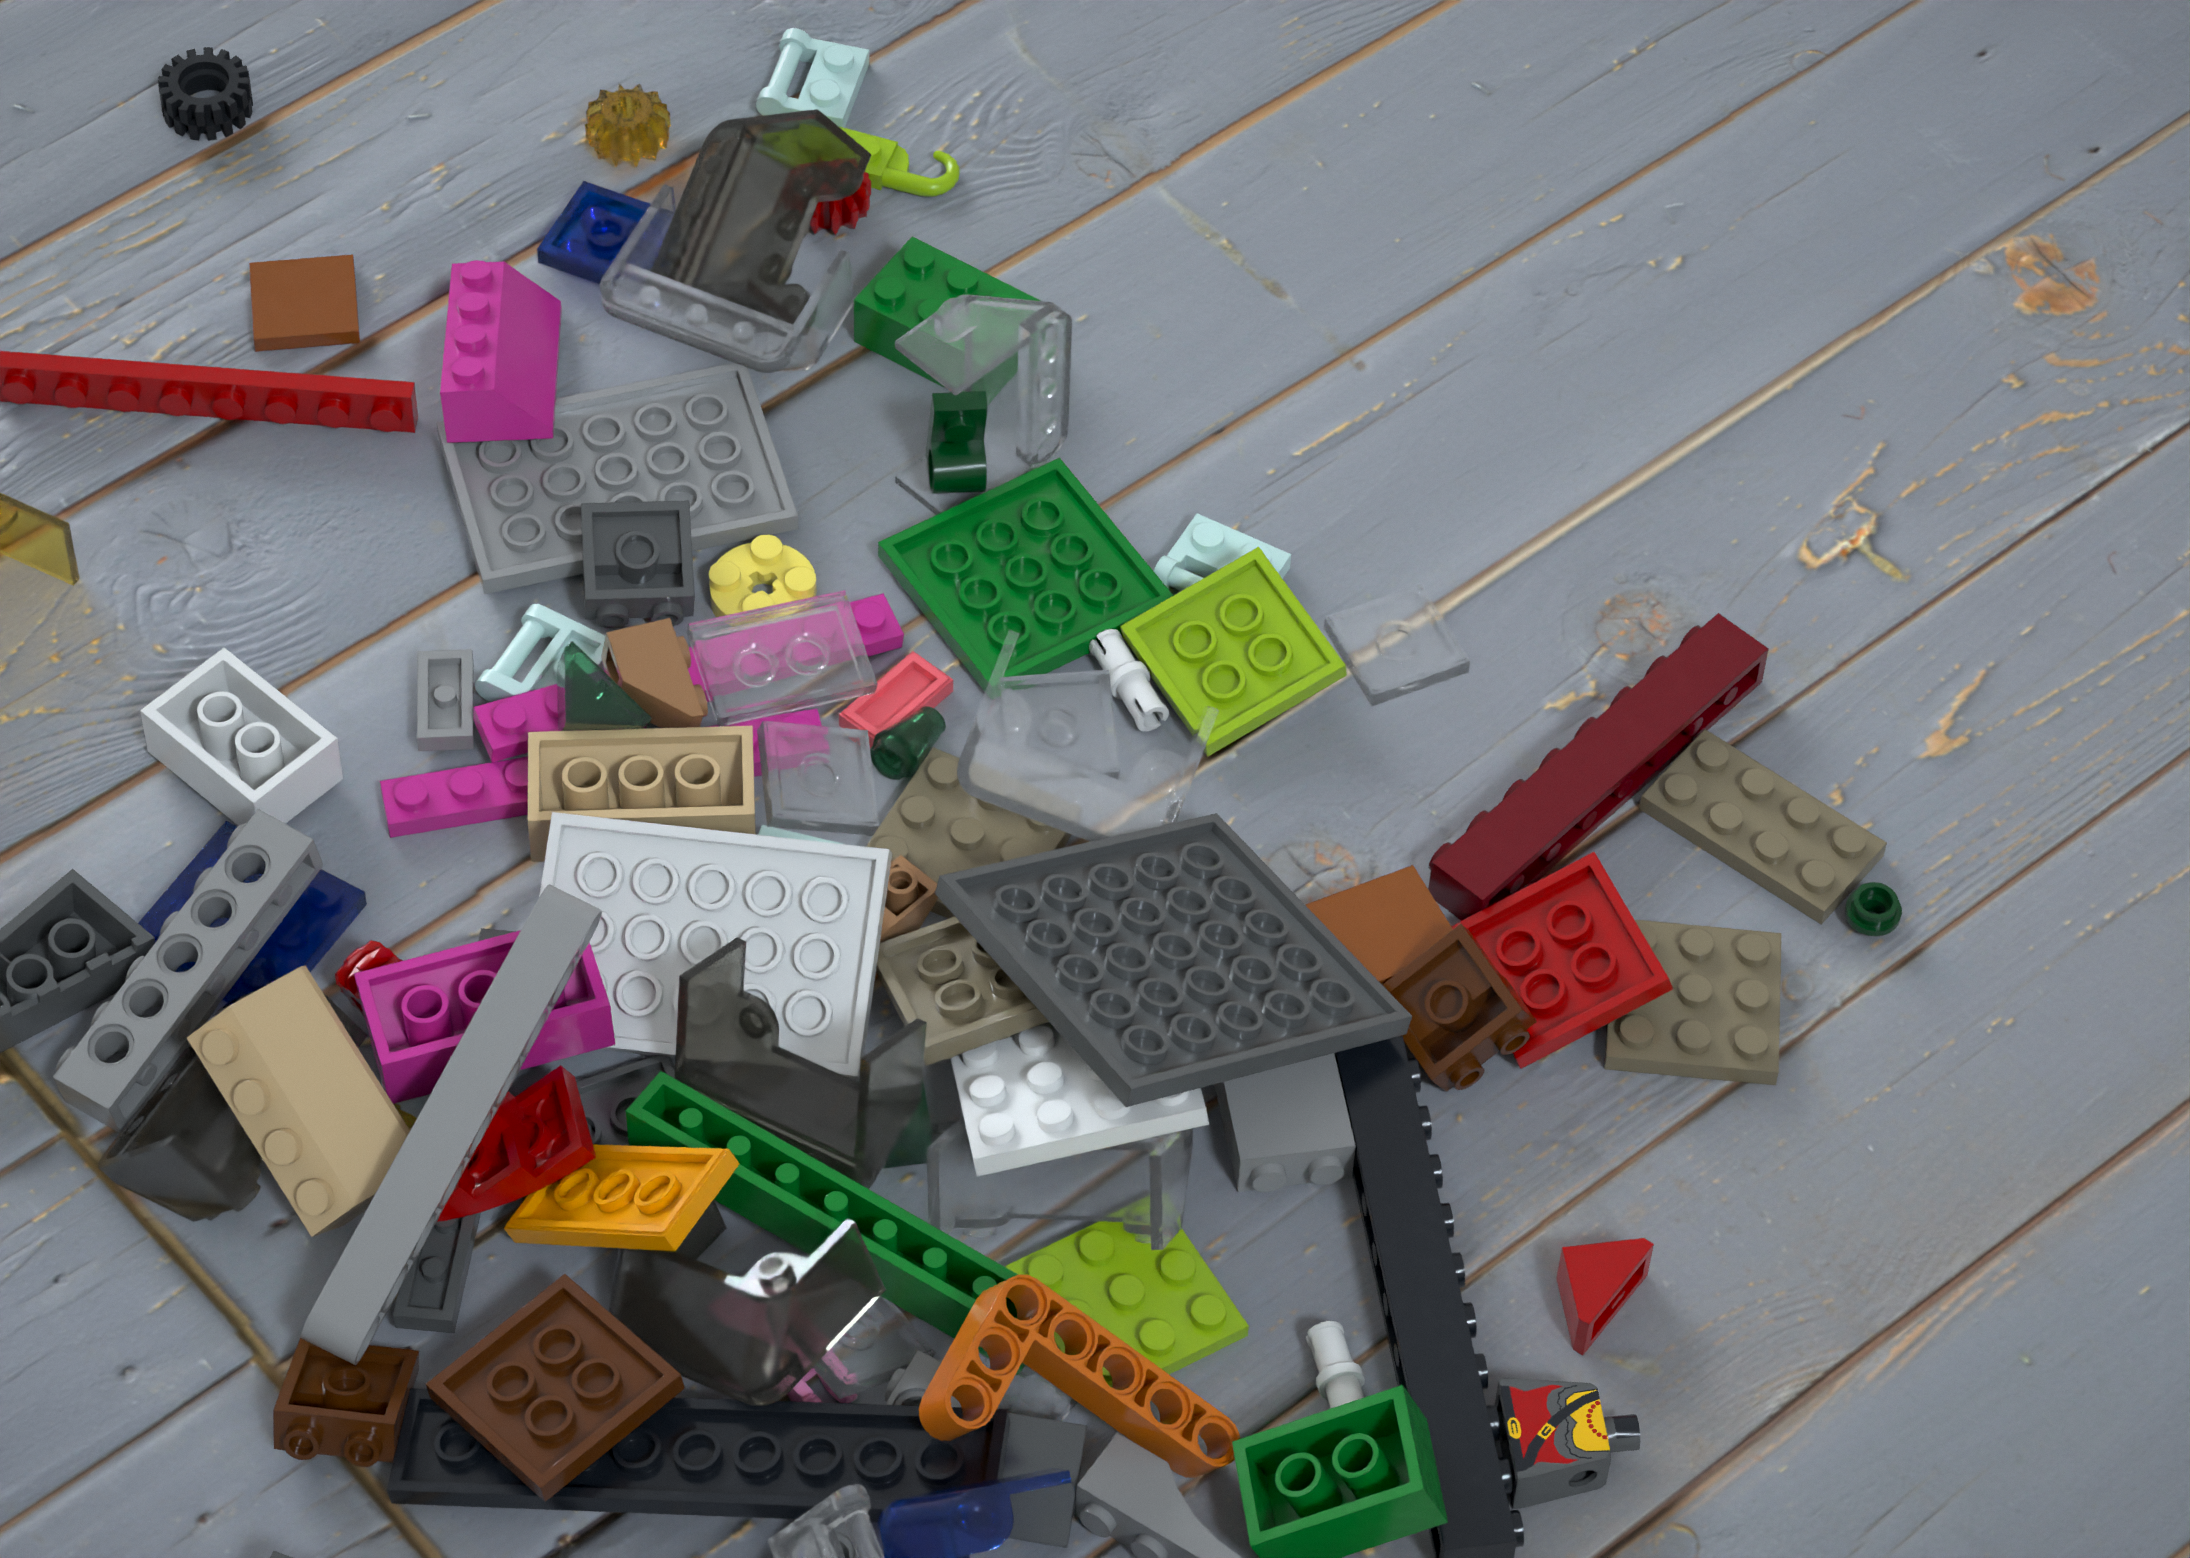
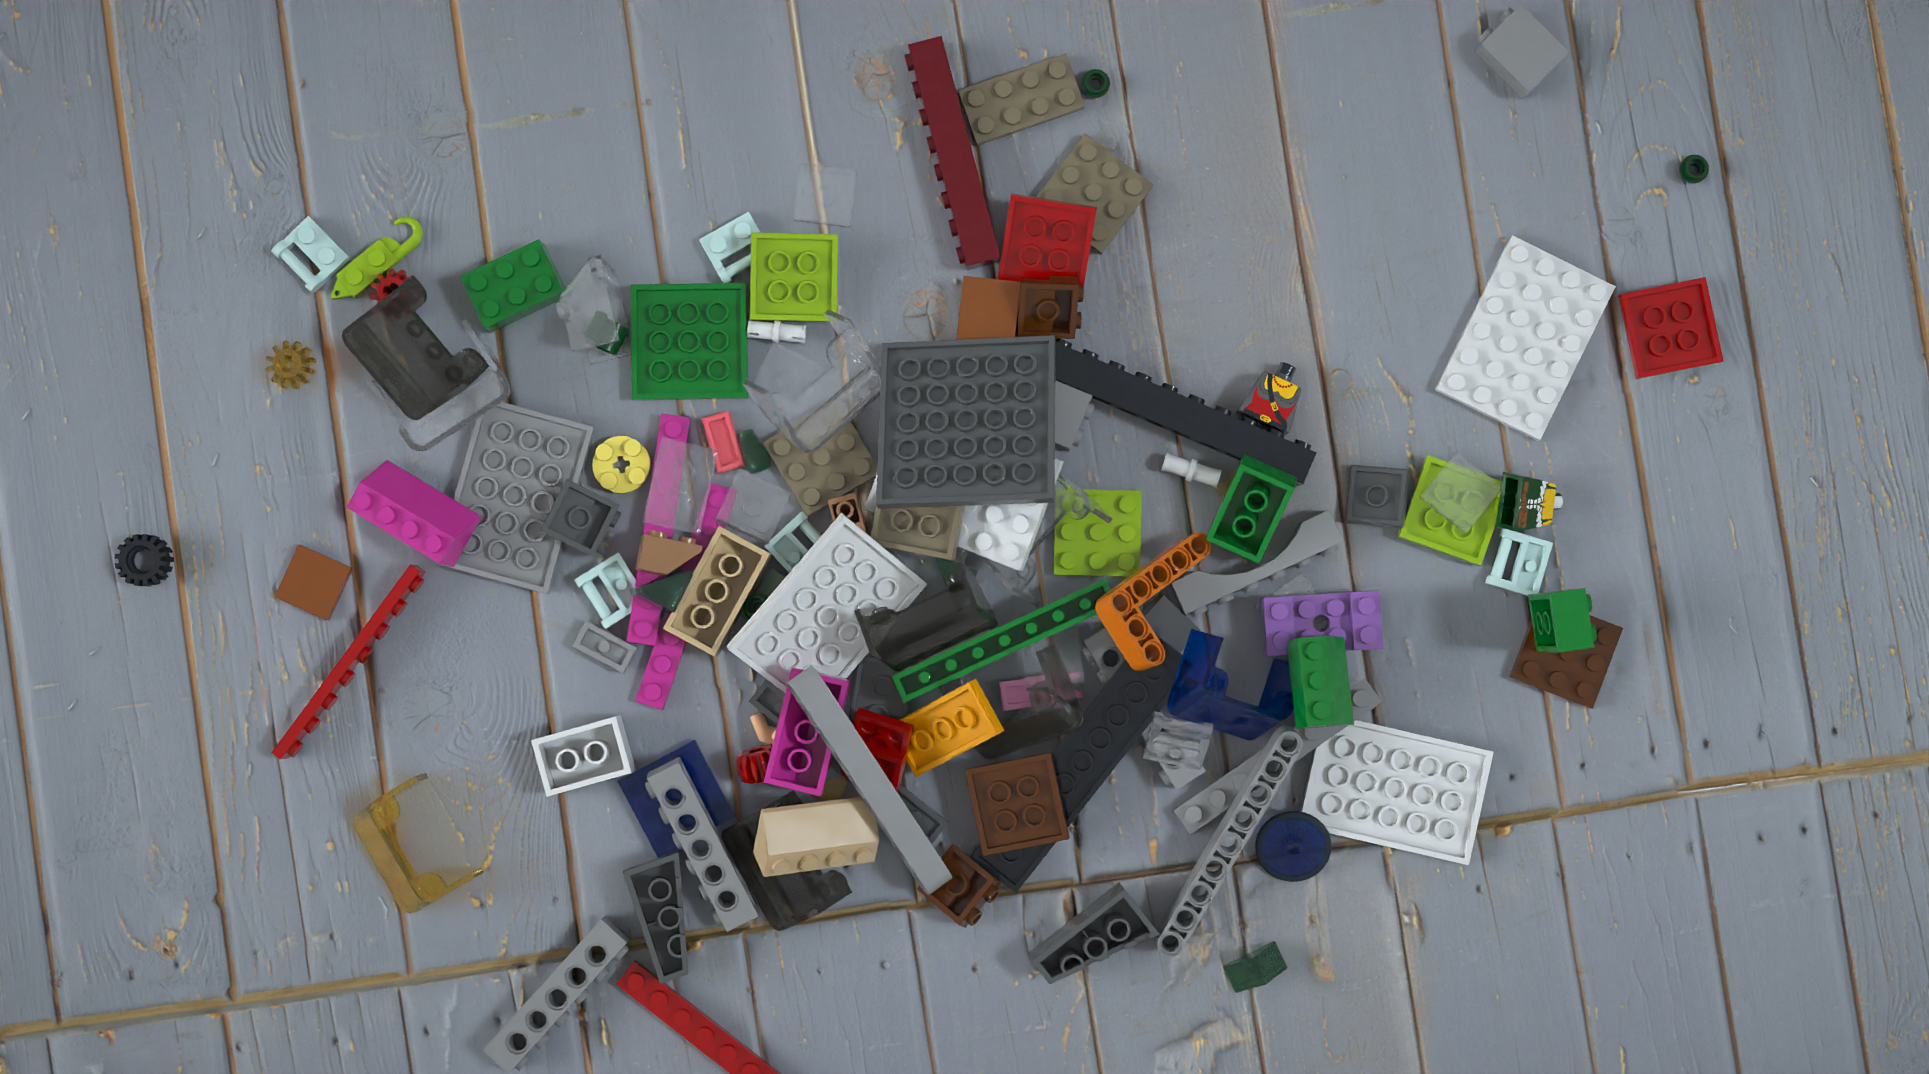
camera: 60 degrees left, 35 degrees up
(591, 232) = (357, 417): clear blue plate -> none
(1597, 1283) = (1212, 335): red slope -> none

